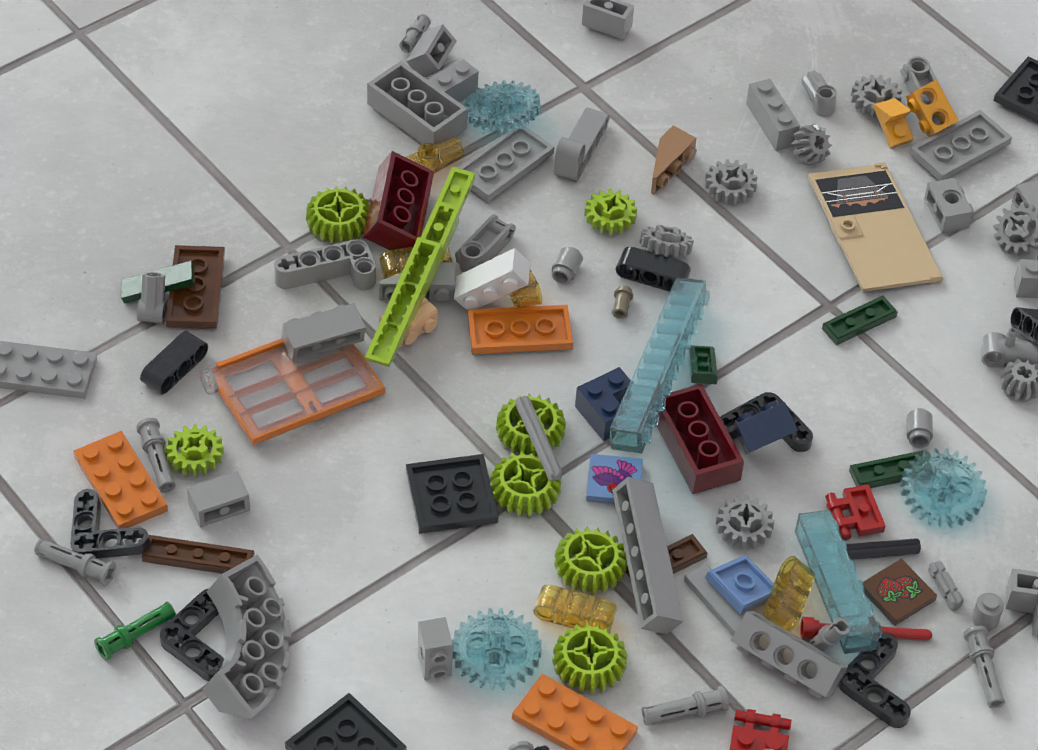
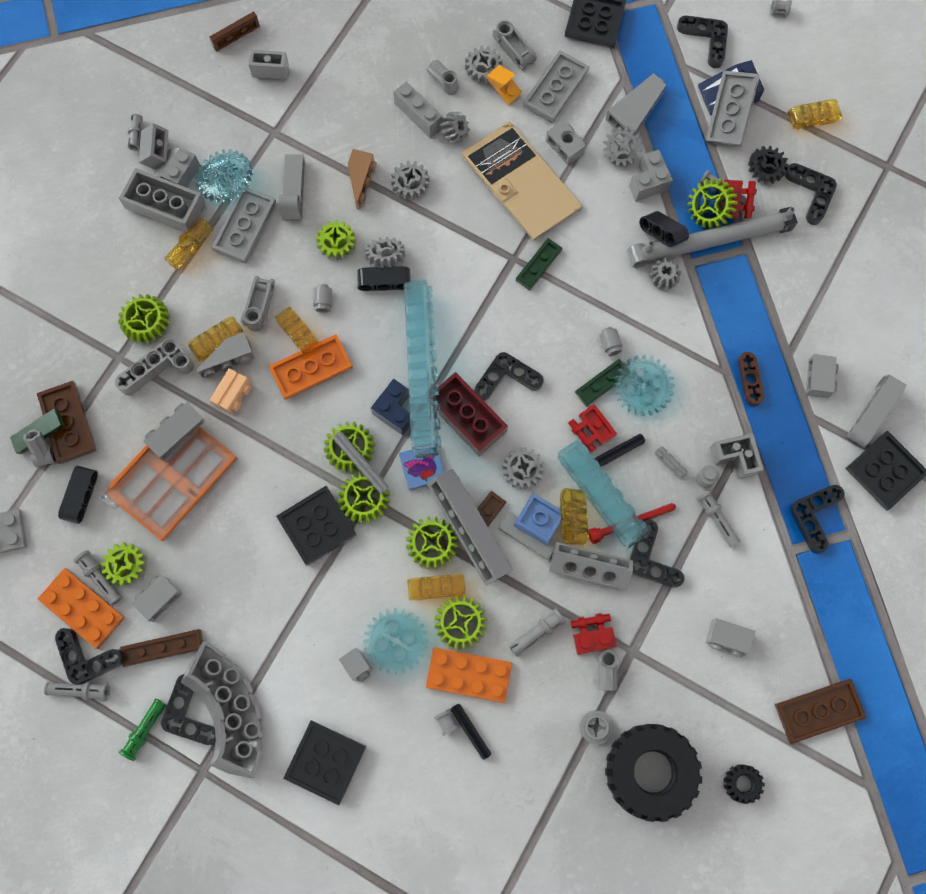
camera: 20 degrees left, 25 degrees up
(398, 203) = (184, 296): dark red brick -> none
(421, 267) = (222, 350): lime slope -> none
(492, 280) = (277, 340): white brick -> none
(623, 296) = (372, 314): dark tan pin -> none
(702, 364) = (449, 351): dark green tile -> none
(764, 428) = (512, 392): dark blue brick -> none
(830, 634) = (614, 543): light grey pin -> none
(898, 592) = (642, 480): reddish brown tile -> none
(937, 105) = (530, 60): light orange brick -> none

